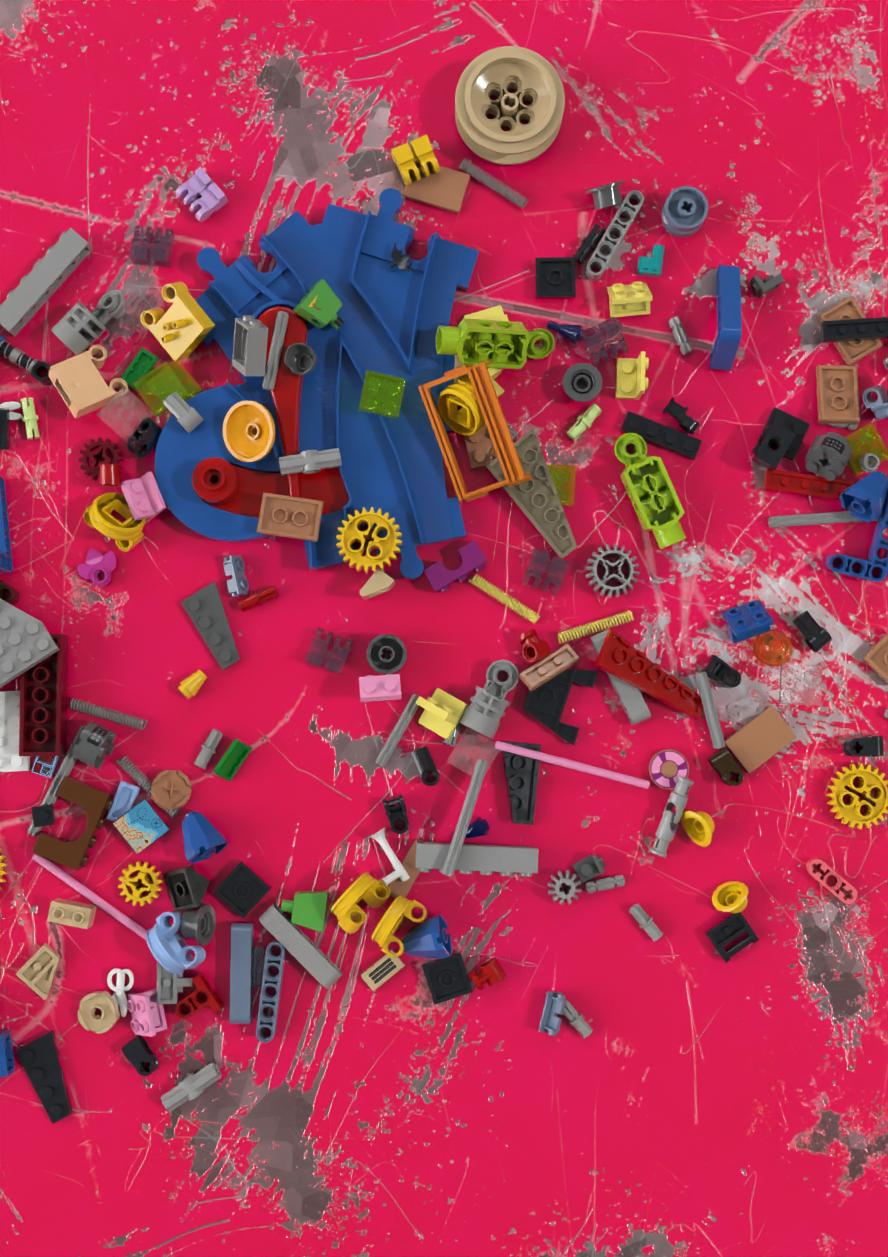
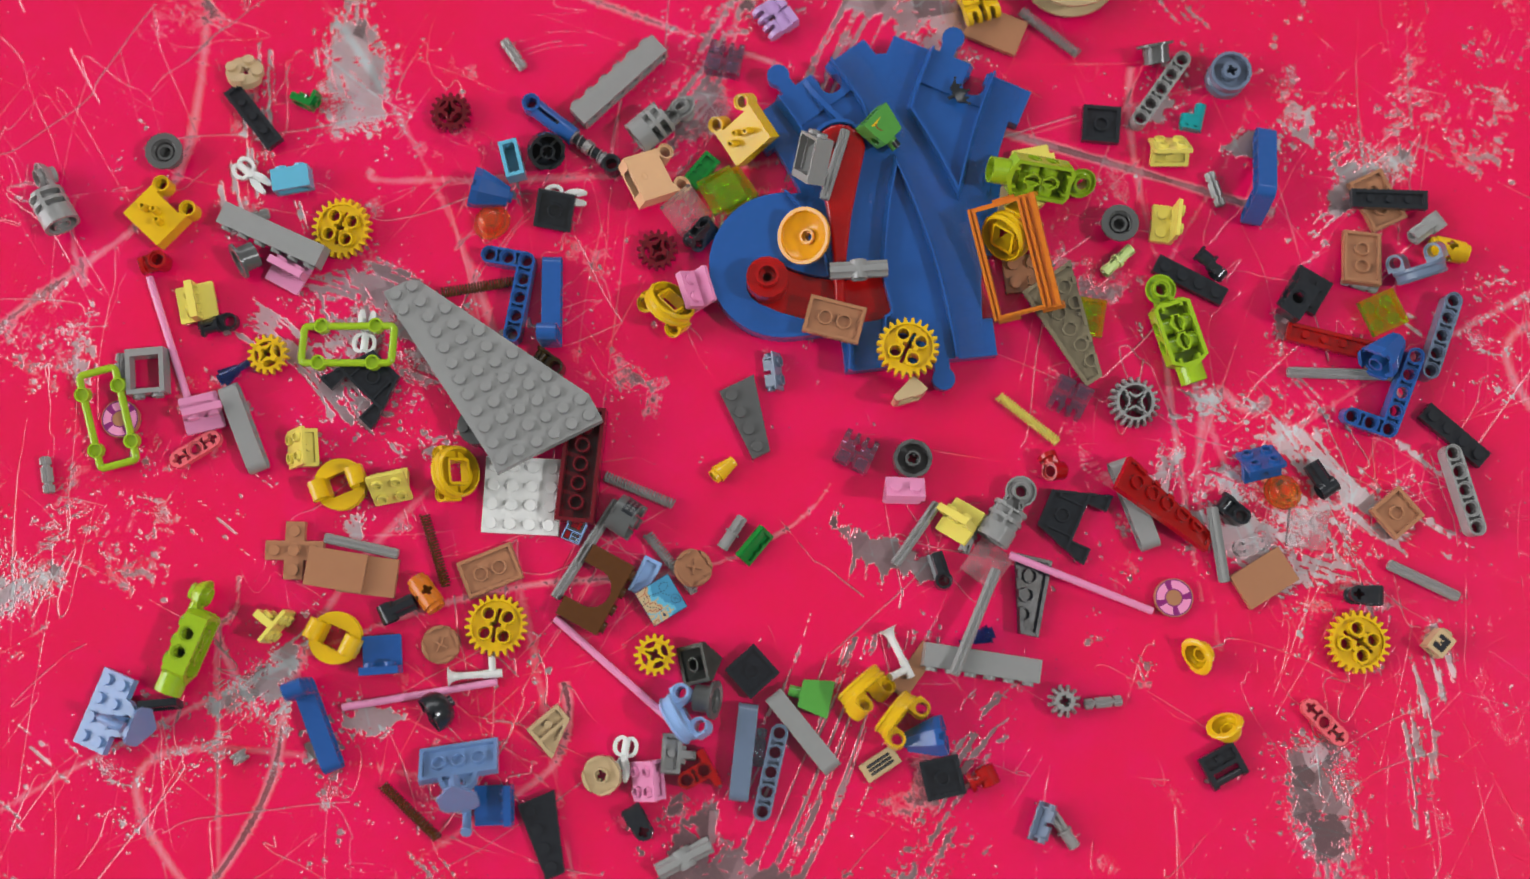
camera: 10 degrees right, 5 degrees down
(30, 418) = (594, 205): yellowish green pin -> none
(43, 815) = (568, 579): black plate -> none
(71, 913) = (586, 676): tan brick -> none
(97, 564) = (643, 348): dark pink plate -> none
(110, 475) = (667, 264): red piece -> none
(185, 415) = (745, 216): light grey piece -> none
(201, 838) = (718, 616): blue cone -> none
(258, 598) = (793, 394): red axle -> none
(300, 359) = (858, 173): dark grey hair -> none
(382, 394) = (931, 214): clear neon green plate -> none
(396, 812) = (907, 612): black piece -> none
(472, 560) = (1000, 379): magenta arch -> none
(549, 667) = (1066, 487): nougat tile -> none
(569, 331) = (1112, 176): clear blue cone -> none
(588, 243) = (1134, 96): black pin -> none
(589, 867) = (1089, 684): dark grey bracket -> none
(594, 624) = (1129, 453): light yellow piece -> none
(596, 340) = (1146, 181): legs -> none
(645, 922) = (1140, 743): light grey axle -> none
(670, 819) = (1169, 650): light grey piece -> none
(725, 764) = (1228, 599): dark brown piece -> none
(769, 285) = (1298, 152): dark grey bracket -> none
(828, 455) = (1349, 313): dark grey brick -> none
(874, 462) = (1392, 321): light grey plate -> none

